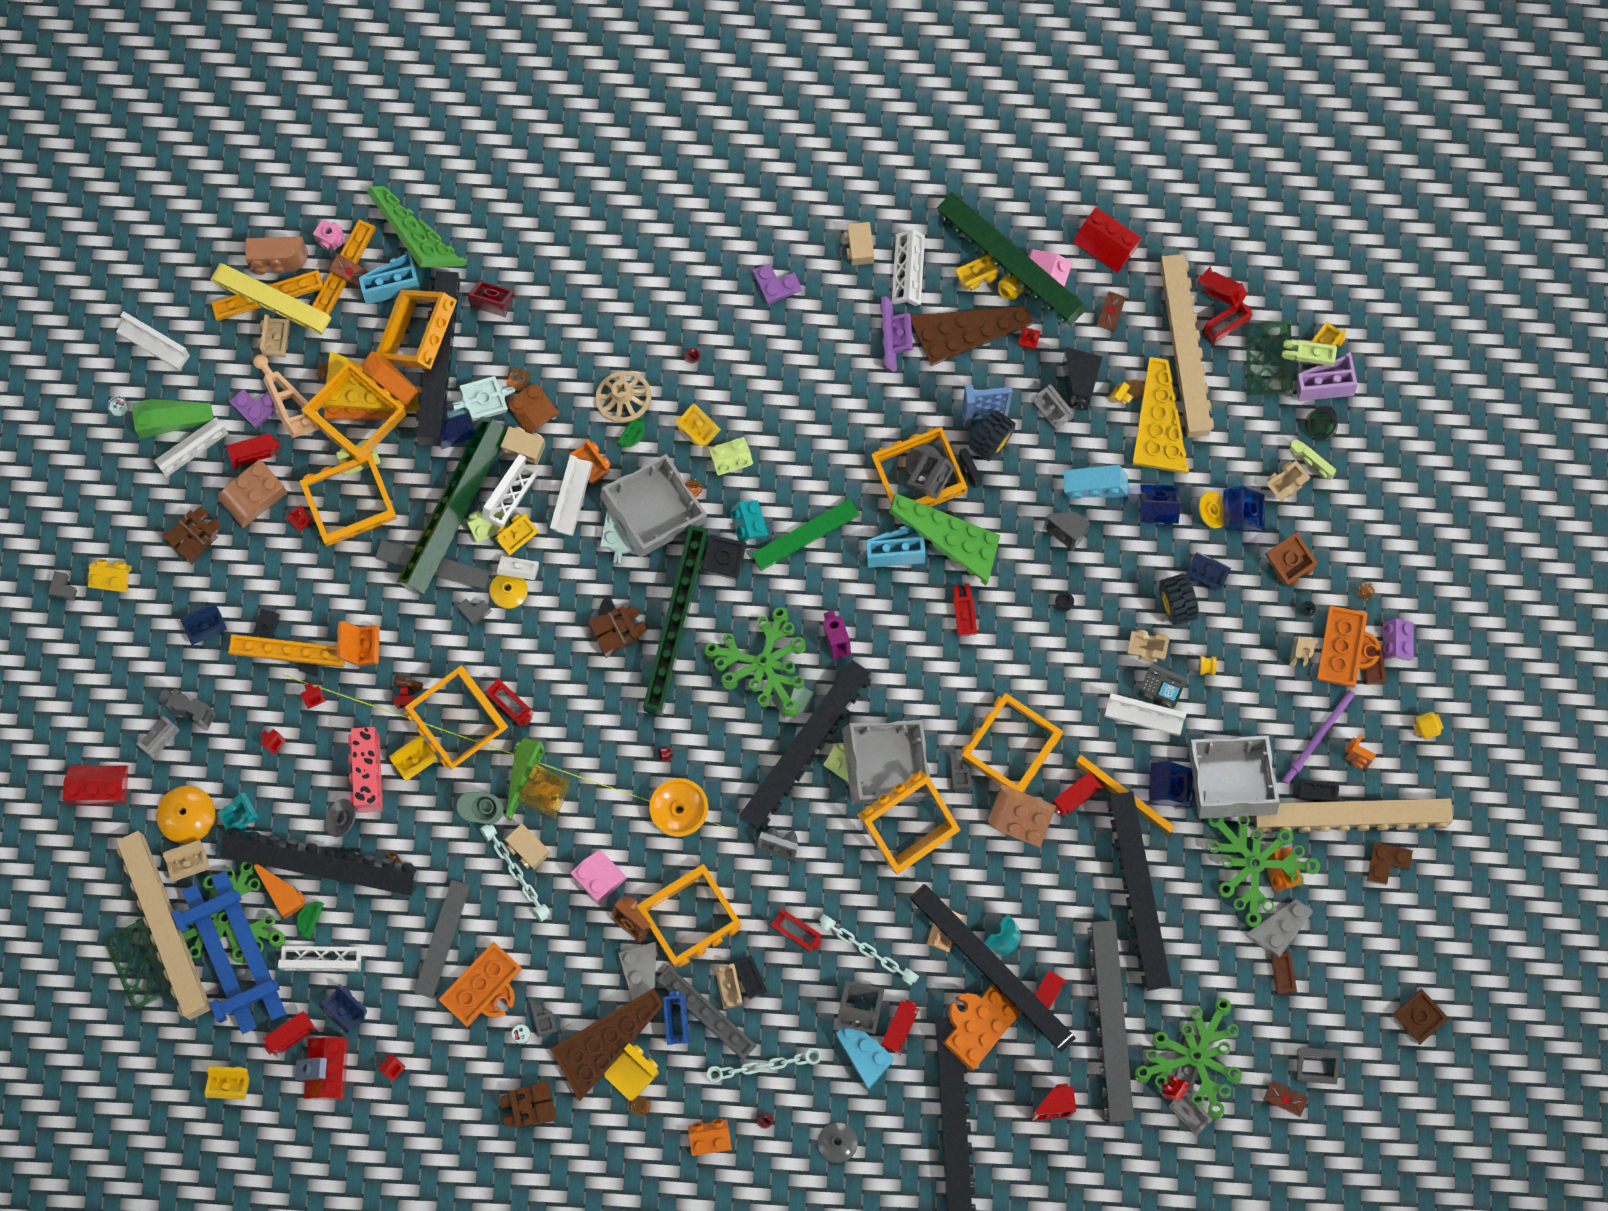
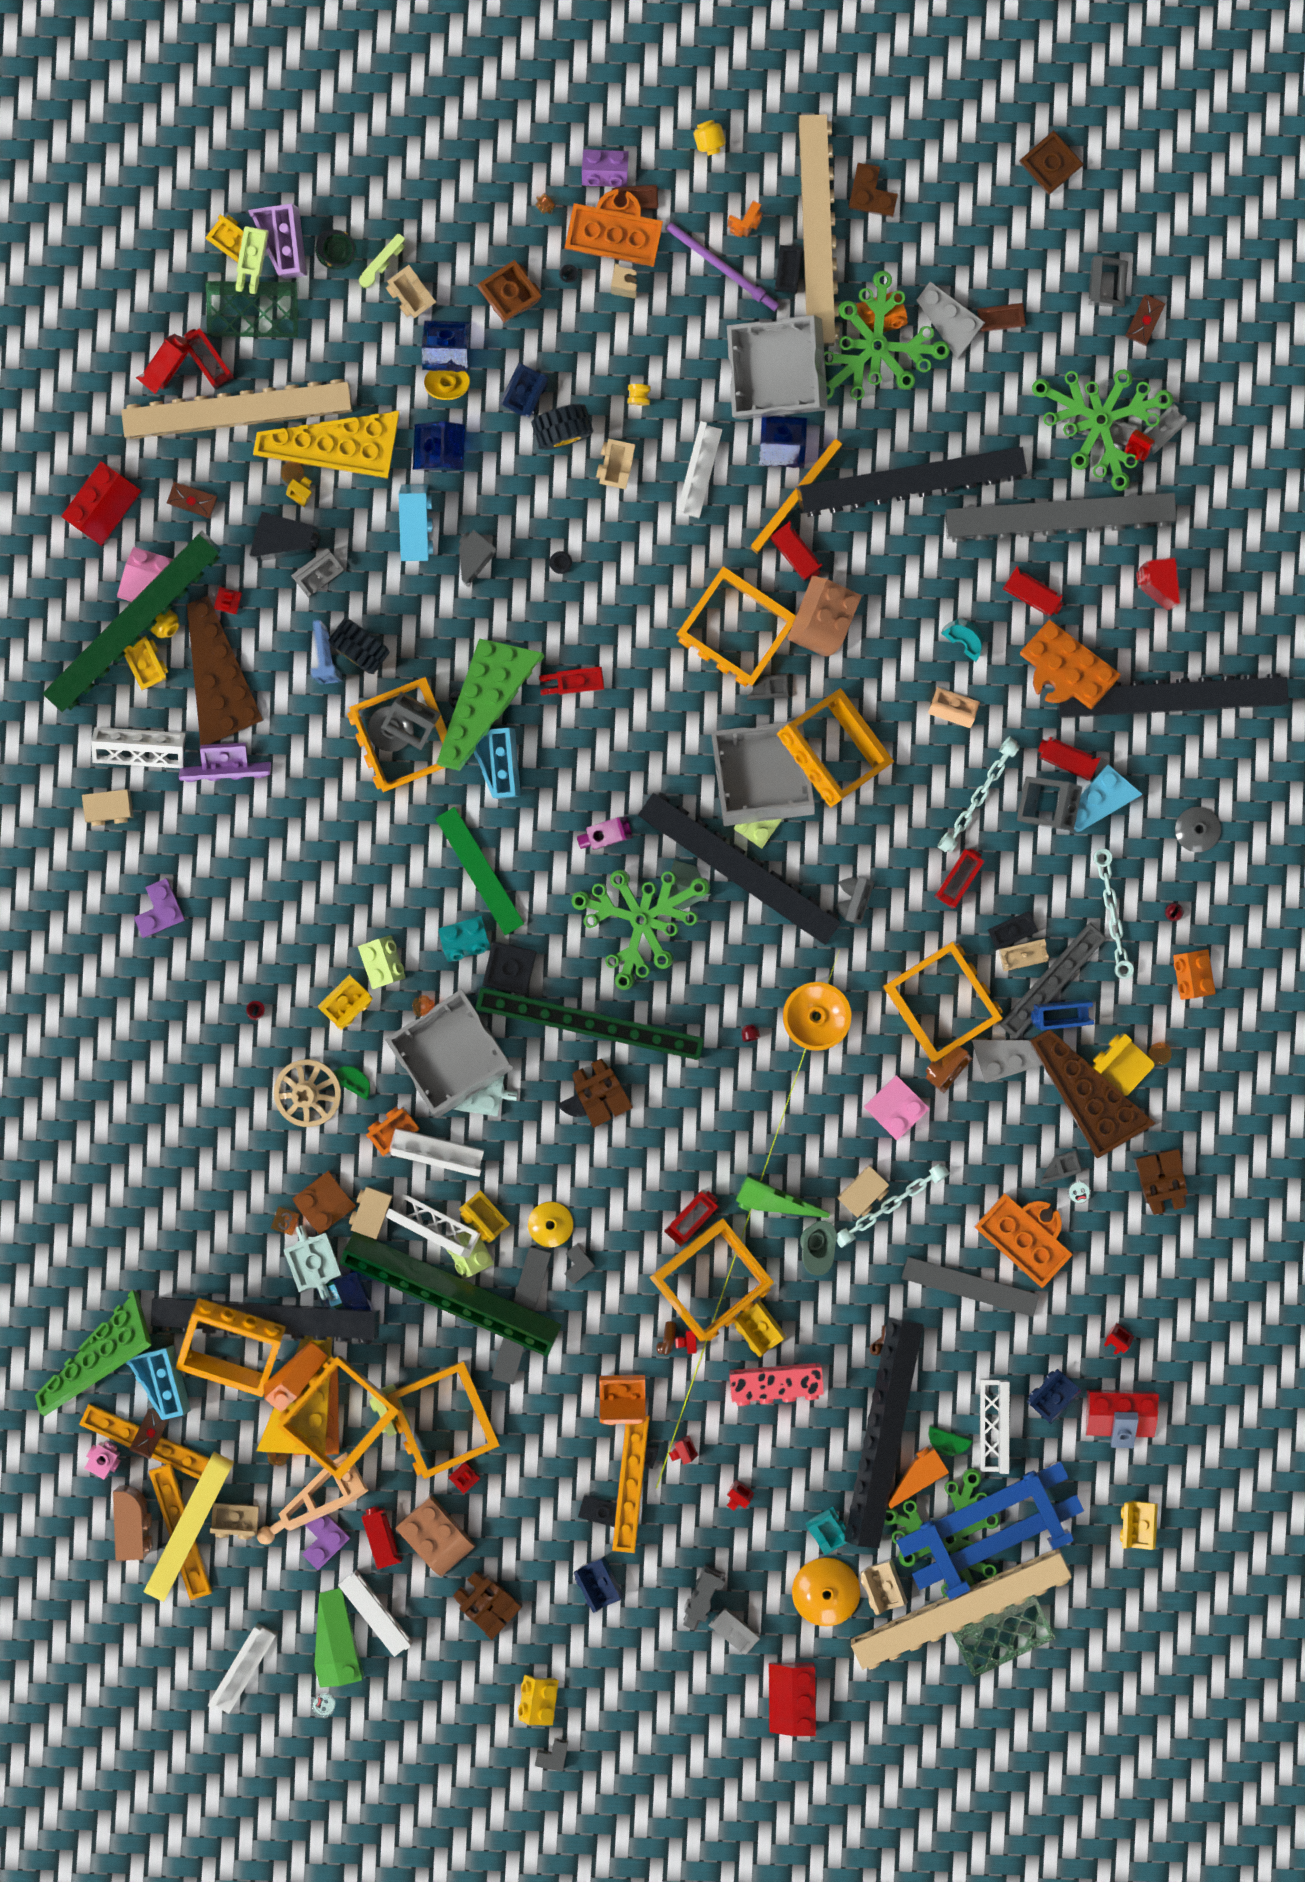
camera: 90 degrees left, 15 degrees up
(289, 1034) = (1083, 1457): red window -> none
(340, 818) = (831, 1411): dark grey dish -> none
(491, 298) = (180, 1257): dark red slope -> none
(518, 568) = (525, 1213): white plate -> none
(545, 791) = (799, 1172): clear yellow brick -> none
(969, 468) = (396, 674): black plate -> none
(992, 968) = (1003, 652): black beam -> none
(1162, 686) = (667, 449): dark grey slope -> none

